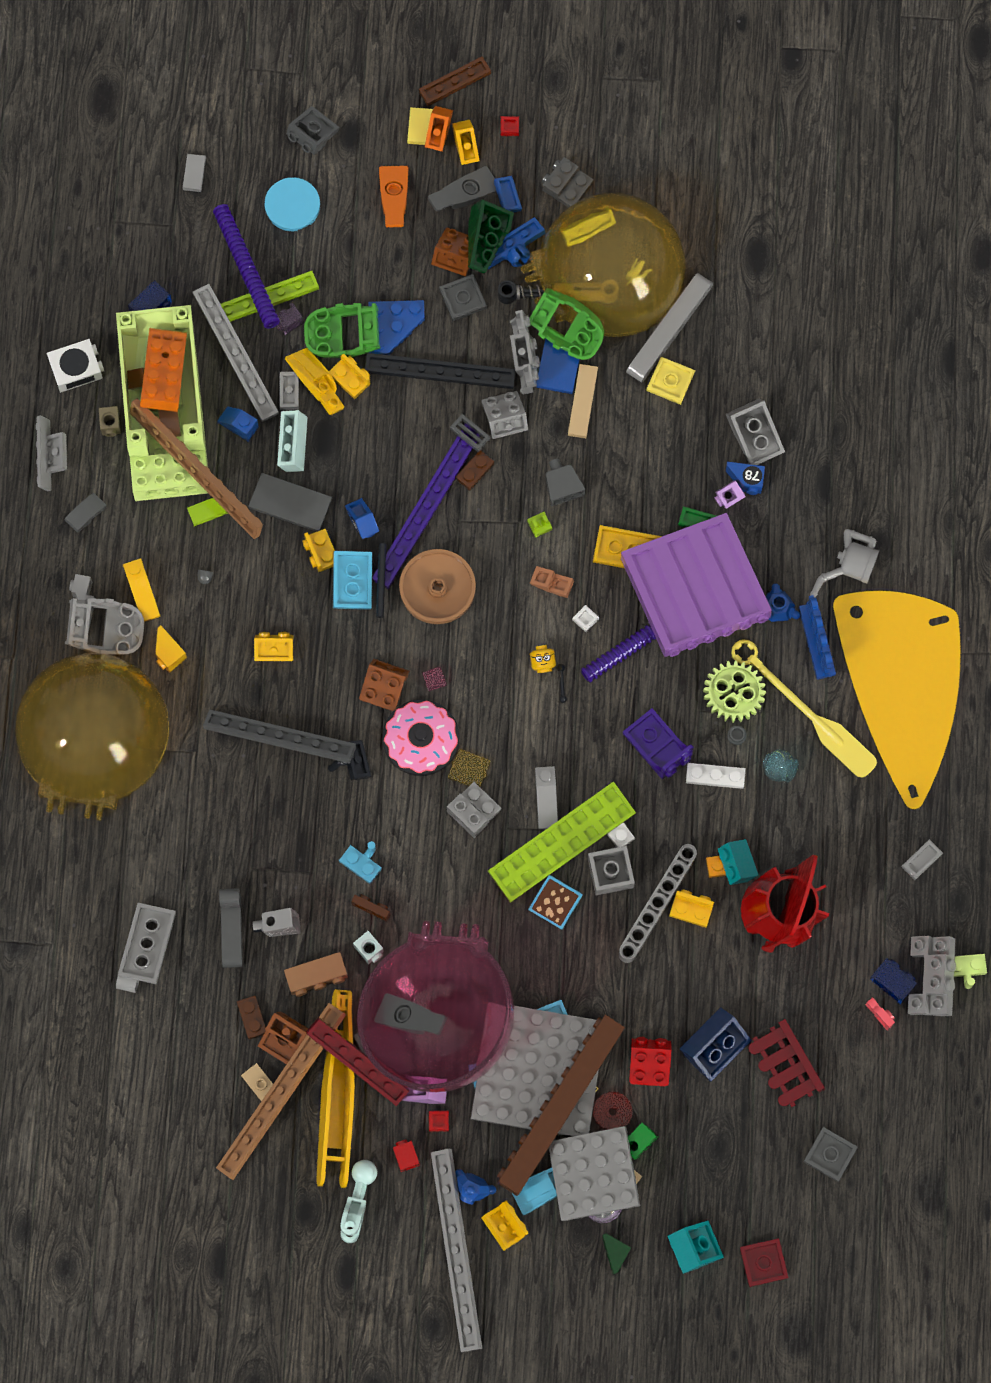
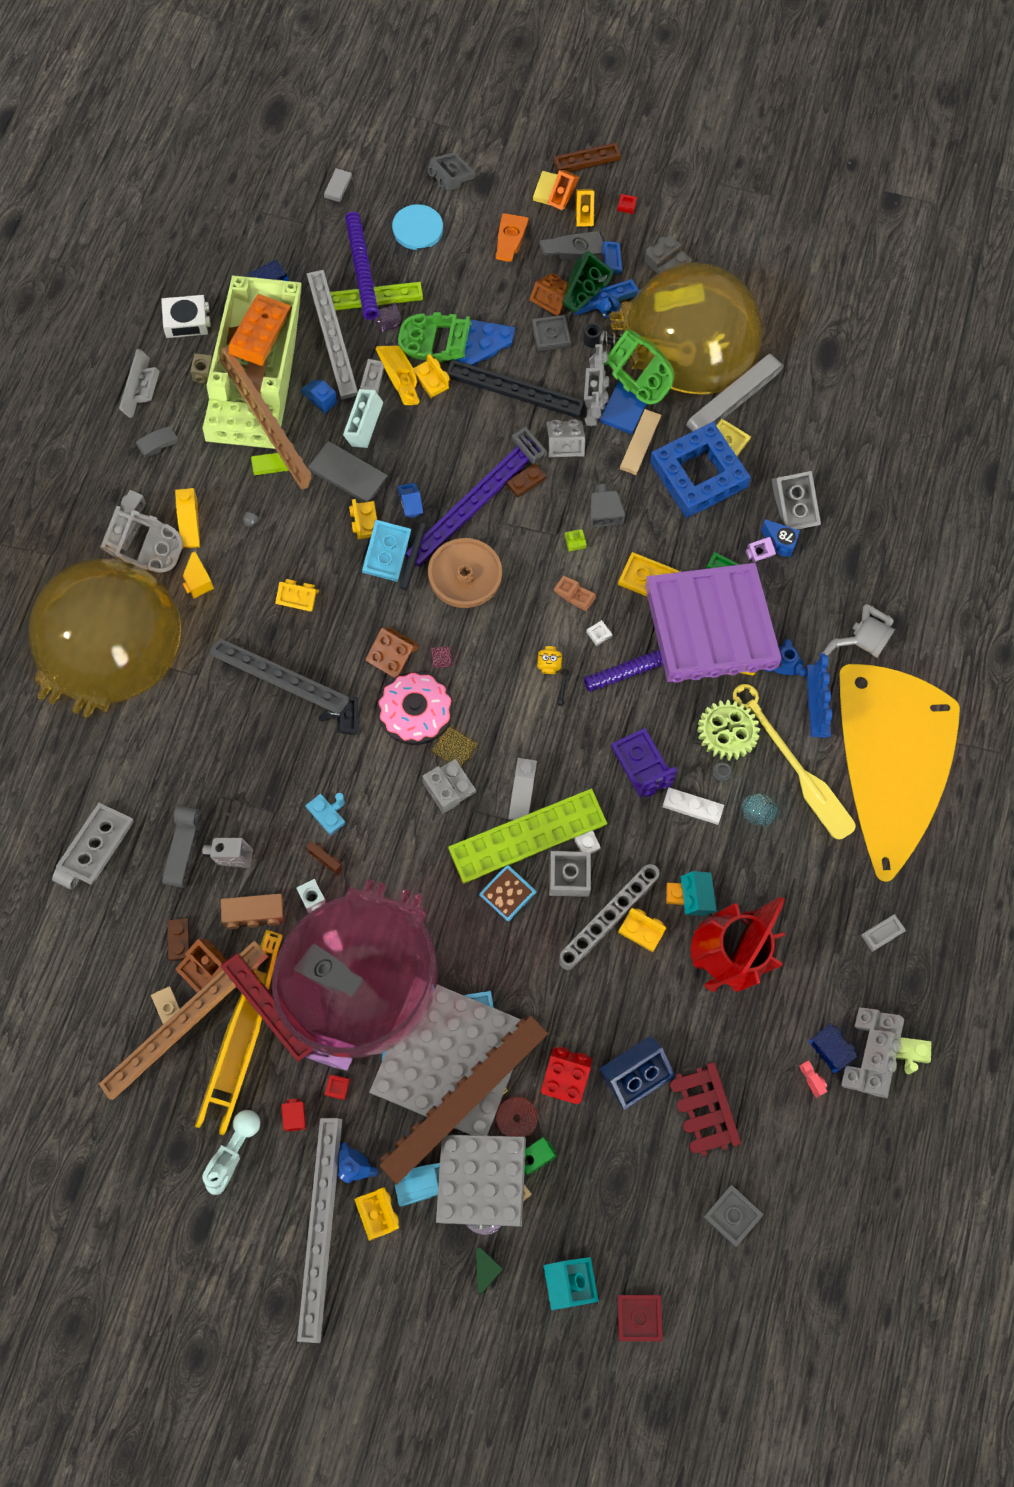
camera: 10 degrees right, 5 degrees down
(644, 453) = (692, 499): none -> blue brick

